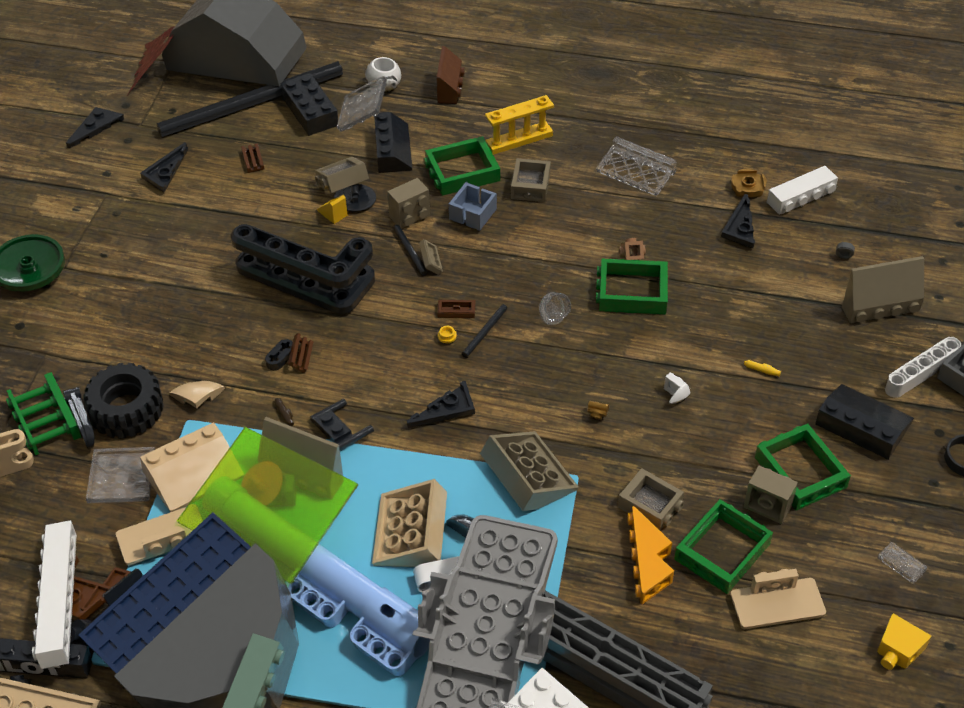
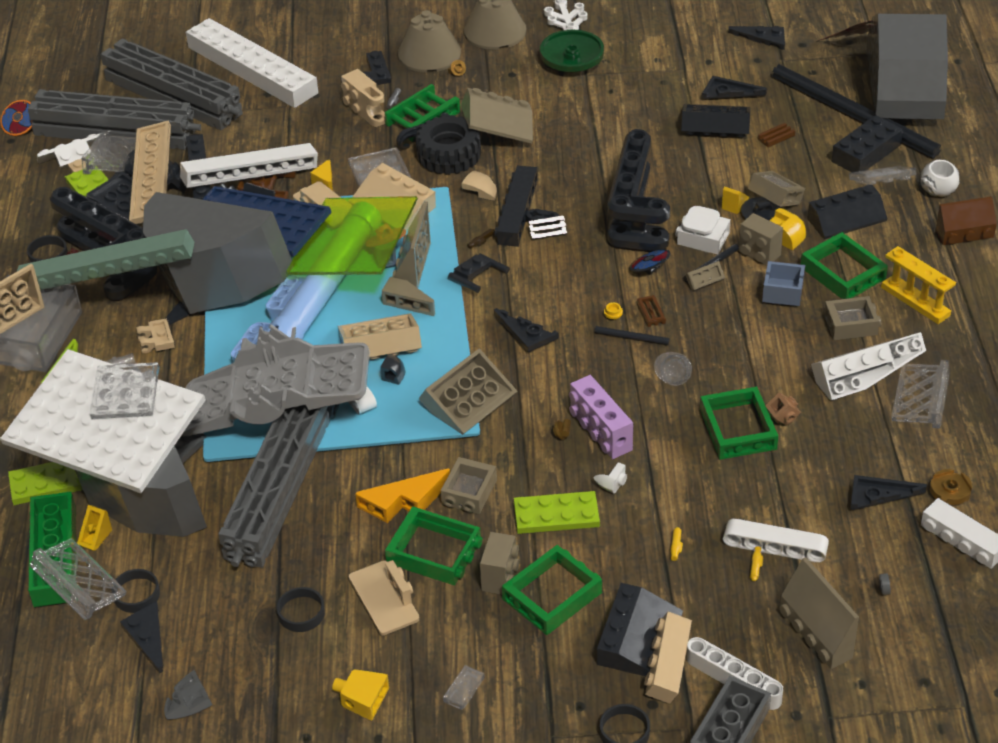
camera: 75 degrees right, 5 degrees down
(105, 527) = (323, 174): none -> yellow slope
(111, 342) = (498, 115): none -> dark tan slope
(206, 188) = (716, 119): none -> black slope
(253, 368) = (516, 206): none -> black brick
(368, 484) = (404, 295): none -> dark tan slope
(380, 236) = (703, 230): none -> white brick
(386, 182) = (793, 228): none -> yellow brick
(392, 288) = (650, 262): none -> shield
(593, 191) = (866, 366): none -> white wedge
(600, 373) = (601, 417): none -> lavender brick
(700, 443) = (556, 512): none -> lime plate
(780, 301) = (776, 540): none -> white beam
(783, 659) = (306, 625): none -> black tyre
(799, 321) = (757, 562): none -> yellow piece
(903, 402) = (668, 657): none -> tan brick

